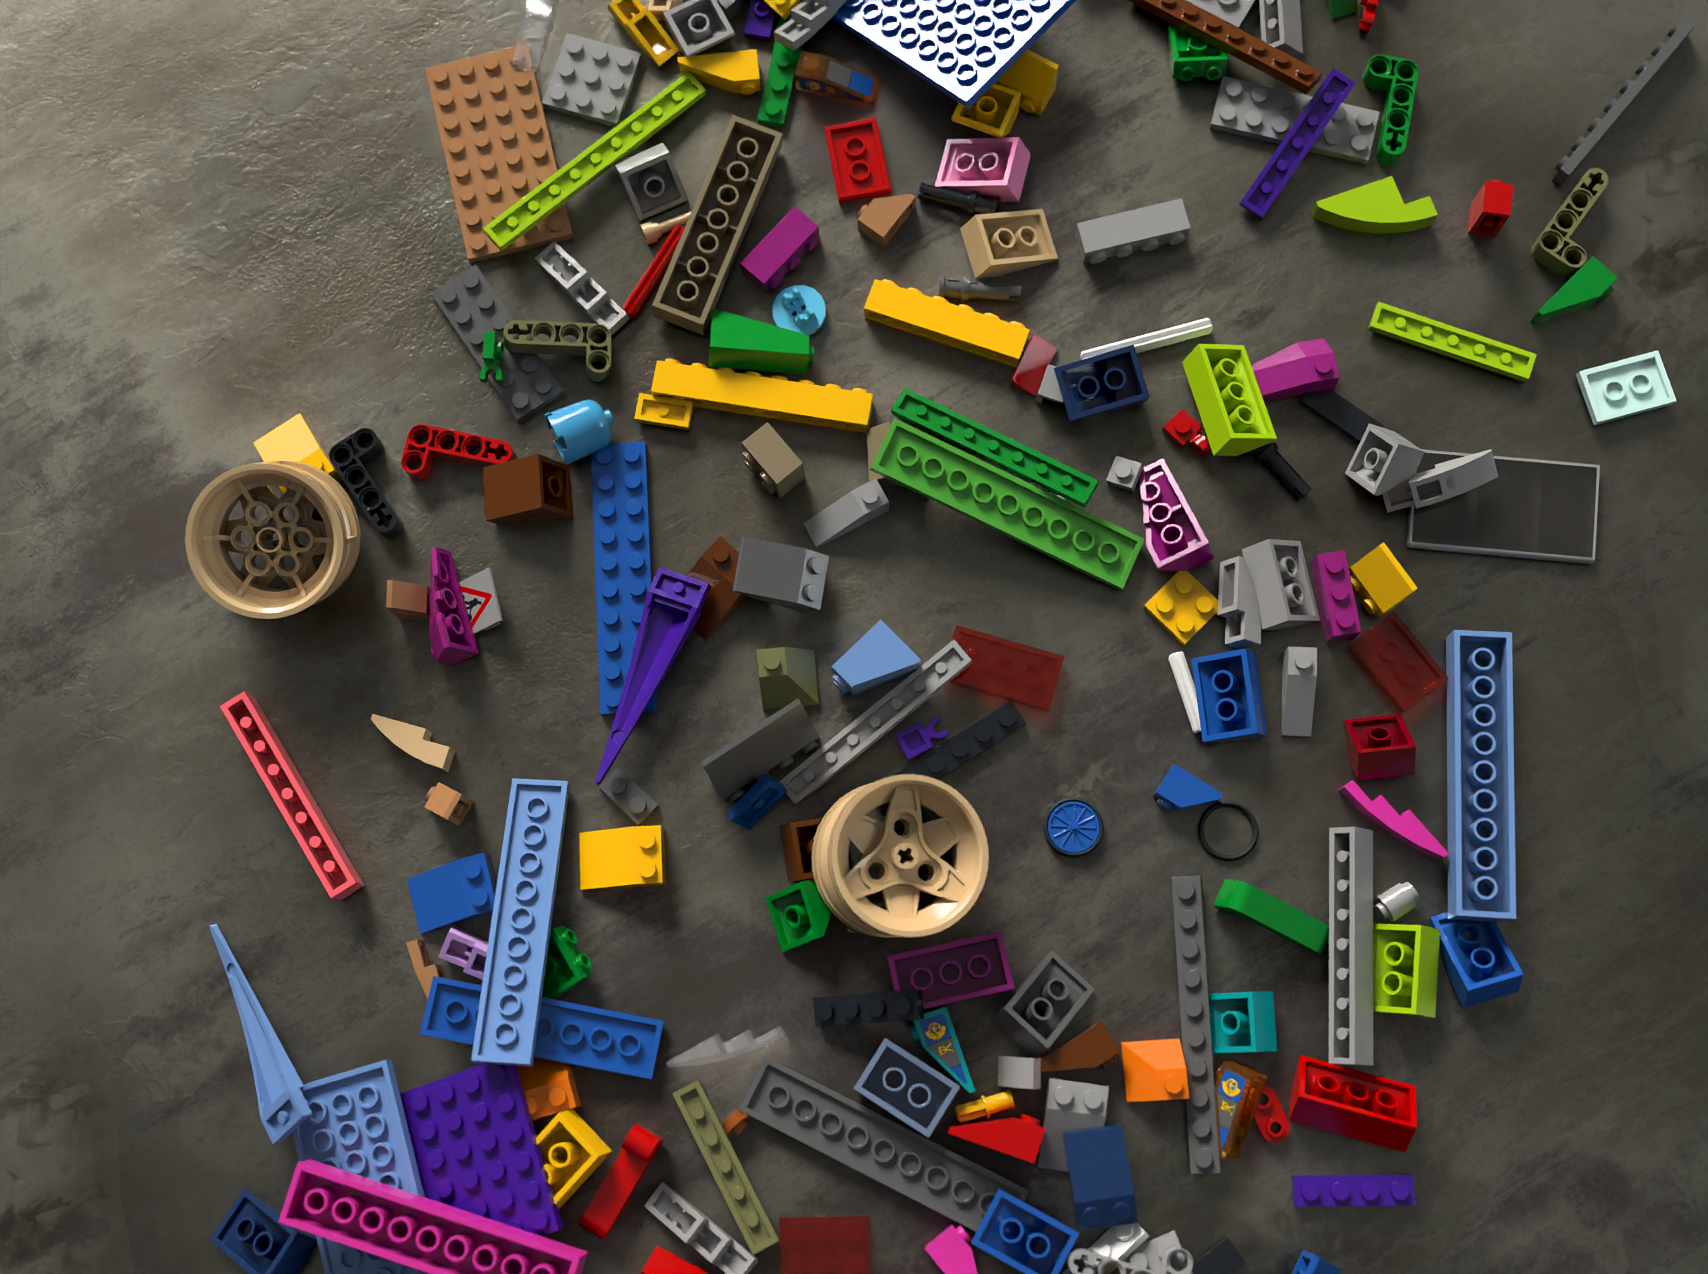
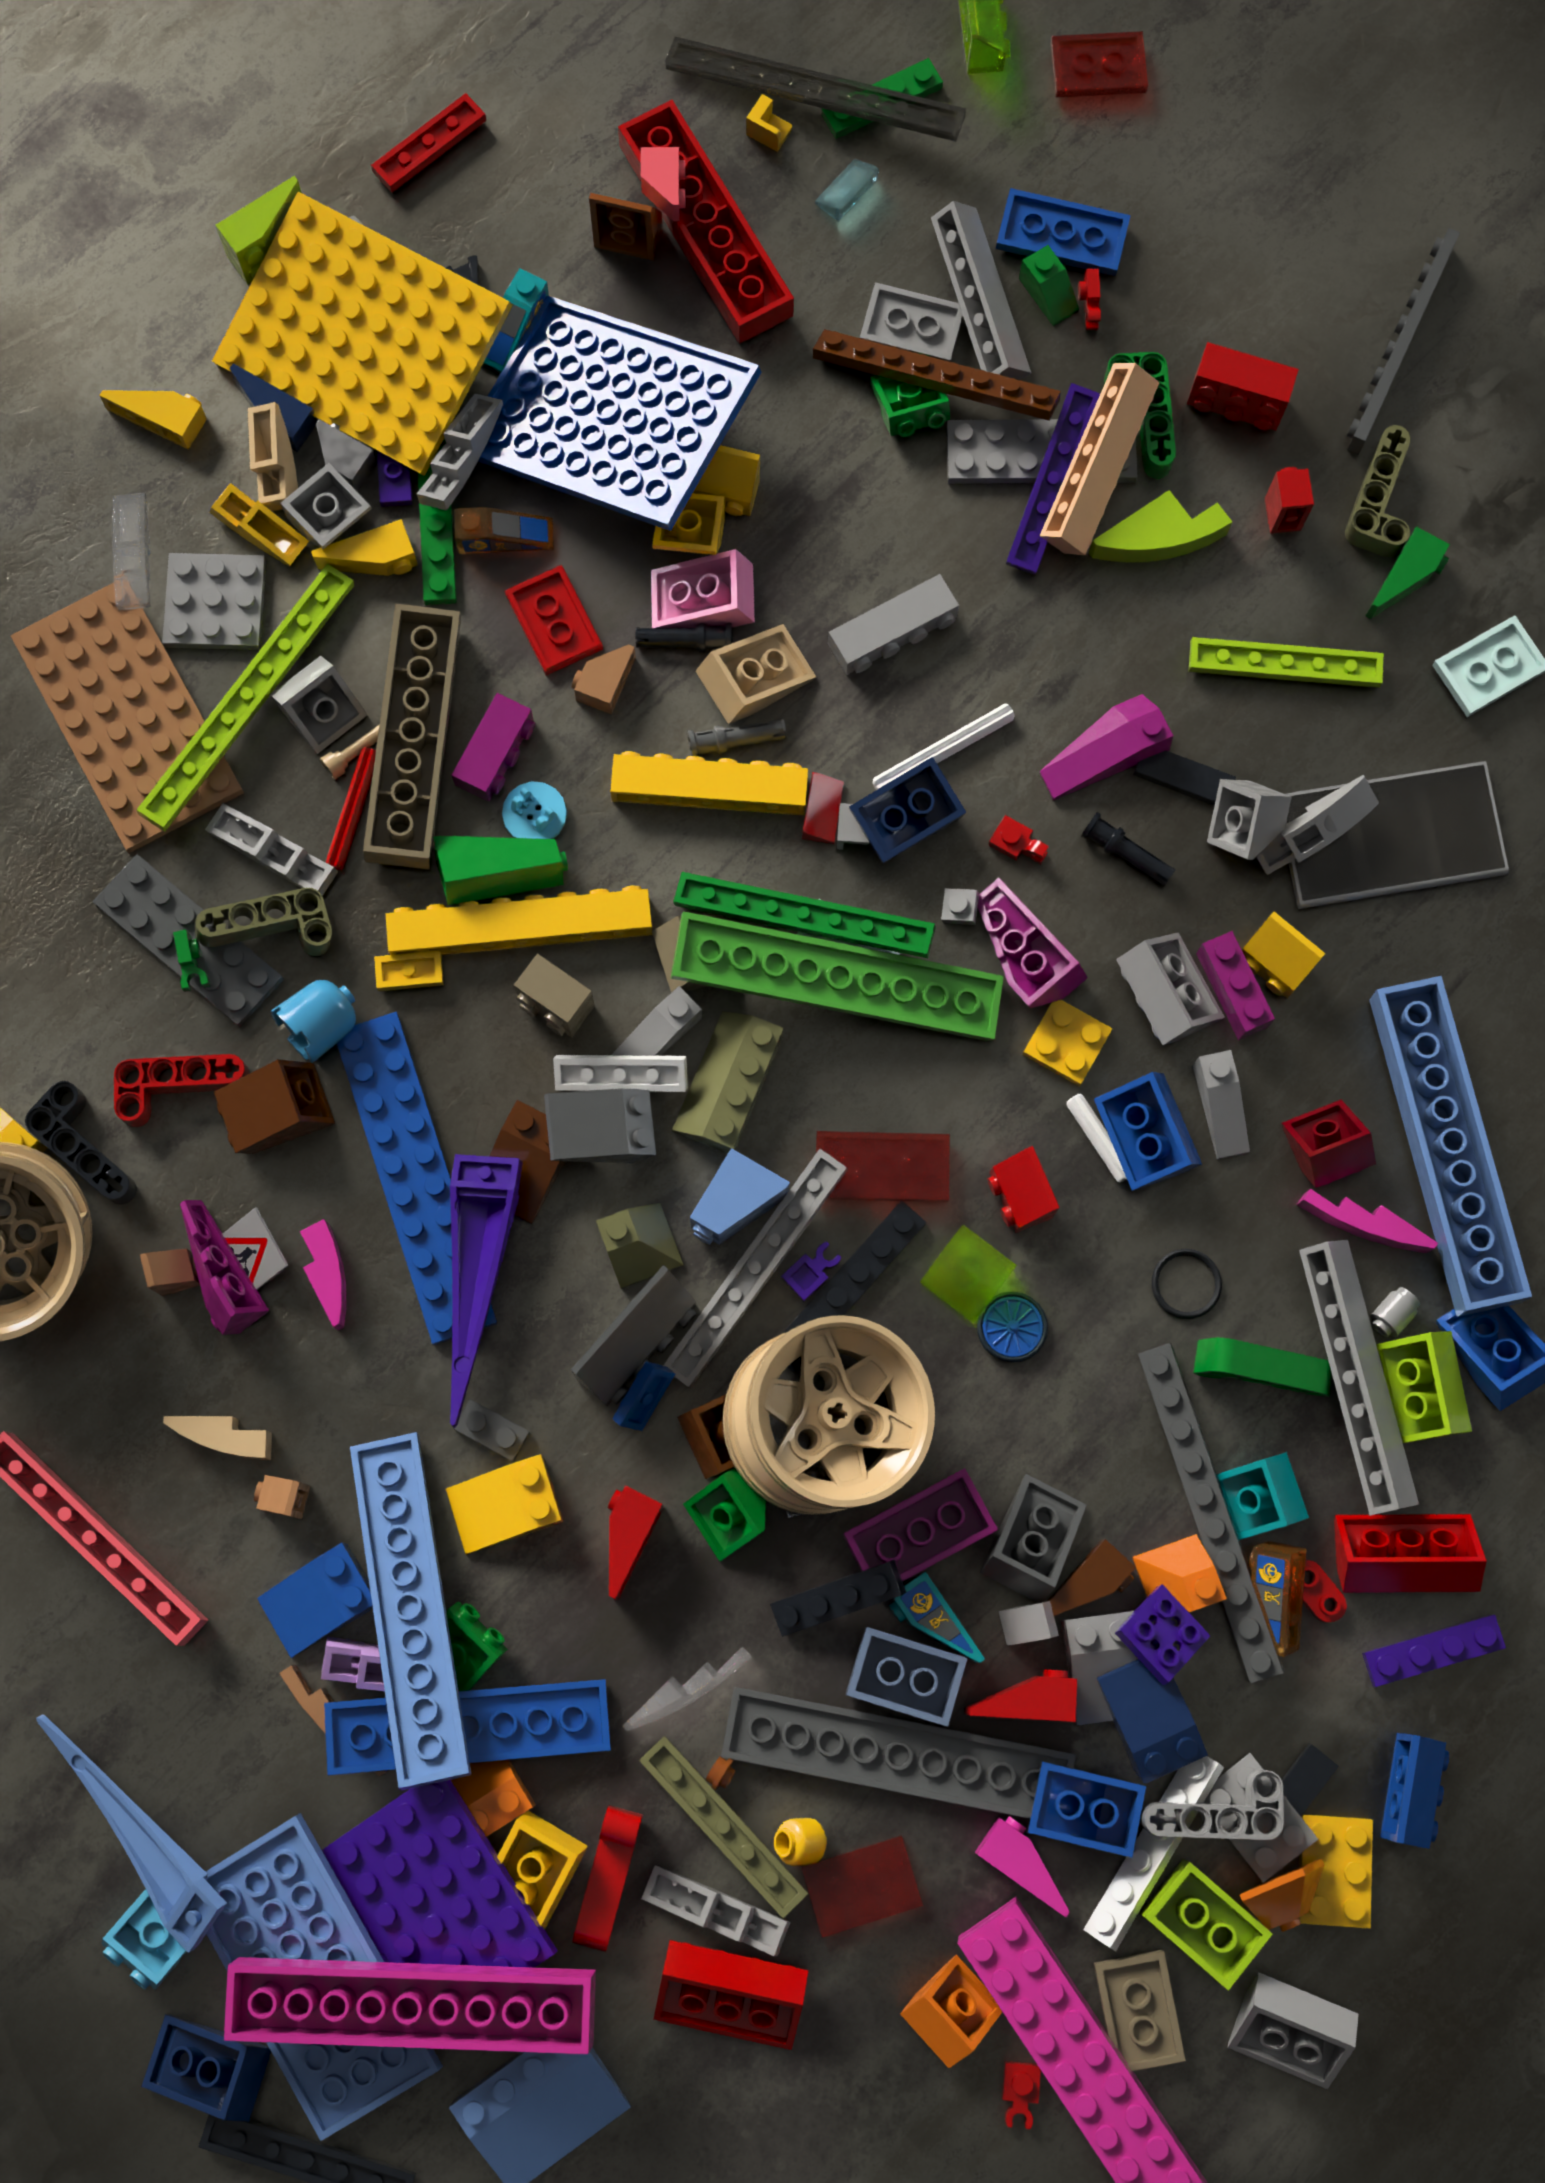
camera: 25 degrees left, 0 degrees up
(240, 1128) = (143, 1944): none -> medium azure plate
(532, 634) = (327, 1271): none -> dark pink slope
(715, 906) = (629, 1530): none -> red slope
(784, 1196) = (800, 1841): none -> yellow head
(810, 535) = (619, 1072): none -> white plate
(896, 566) = (728, 1080): none -> olive slope
(984, 1106) = (999, 1673): yellow axle -> none
(1048, 773) = (968, 1273): none -> clear neon green slope
(1112, 718) = (1023, 1190): none -> red slope
(1118, 1116) = (1154, 1641): none -> dark purple plate
(1184, 791) = (1125, 1251): blue slope -> none
(1228, 399) = (1055, 791): lime slope -> none
(1238, 604) = (1129, 1023): light grey slope -> none
(1340, 135) = (1099, 458): none -> light nougat brick
(1398, 662) = (1324, 1041): clear red plate -> none
(1476, 105) = (1242, 387): none -> red brick

